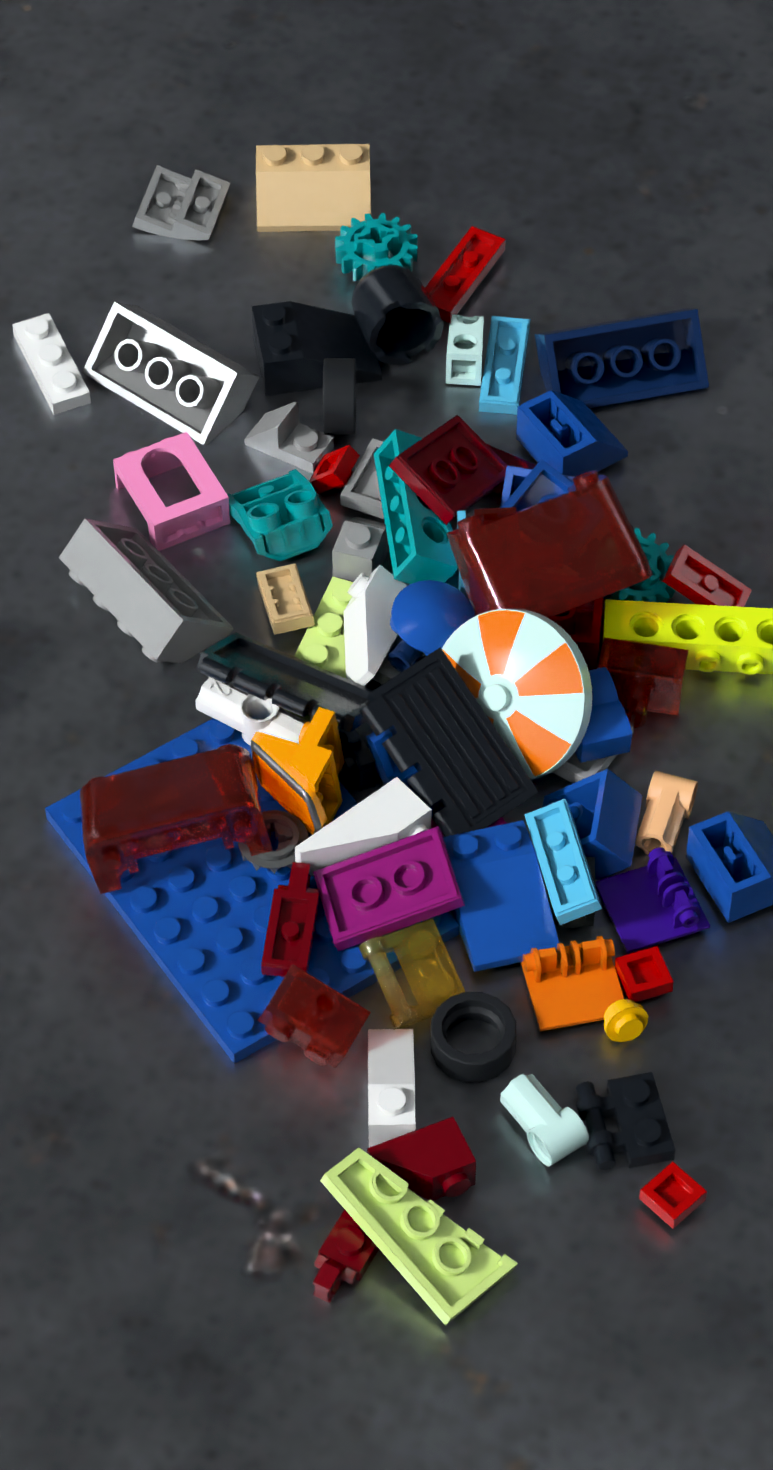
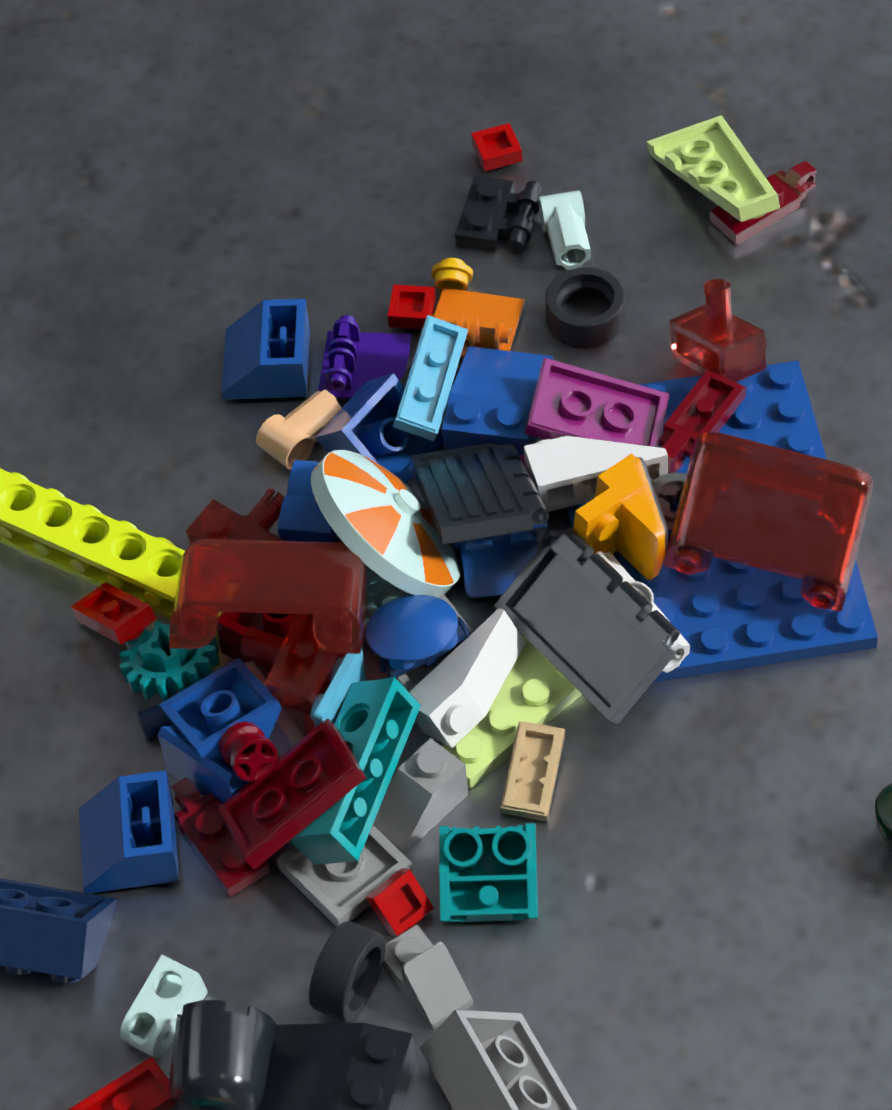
camera: 150 degrees left, 0 degrees up
(143, 592) = (675, 831): light grey slope -> none
(181, 520) = (590, 902): bright pink panel -> none
(390, 1084) = (677, 286): white slope -> none
(424, 965) = (599, 353): clear yellow plate -> none
(430, 1160) = (681, 226): dark red slope -> none
(503, 478) = (248, 751): none -> dark red wheel
(504, 365) = (104, 1009): medium azure tile -> none

